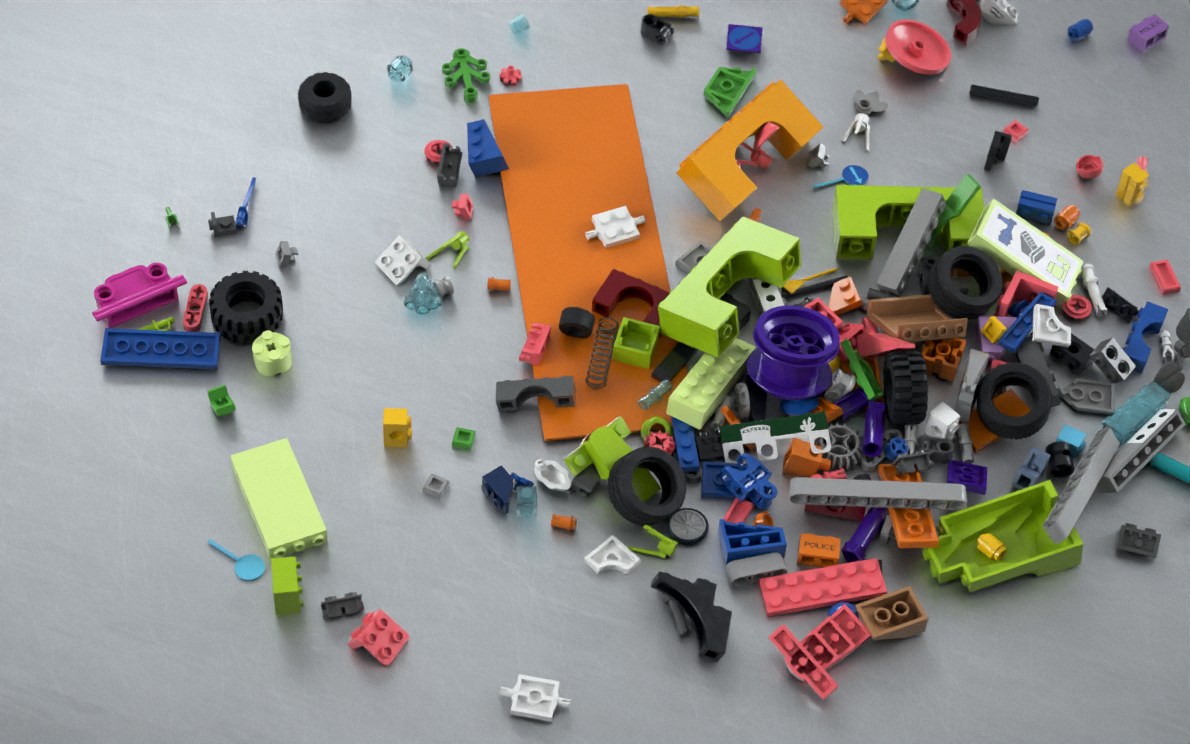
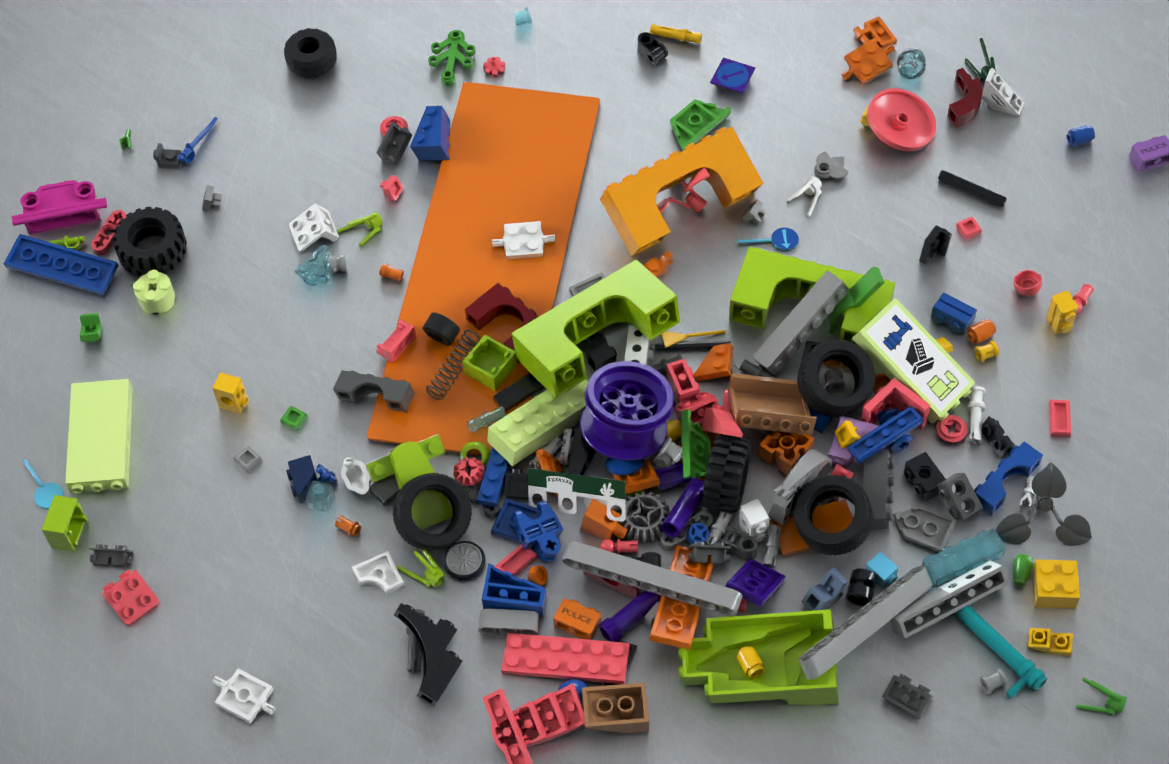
camera: 25 degrees right, 5 degrees up
(400, 68) = (391, 38): clear light blue head -> none
(1048, 328) = (903, 446): white tile -> none

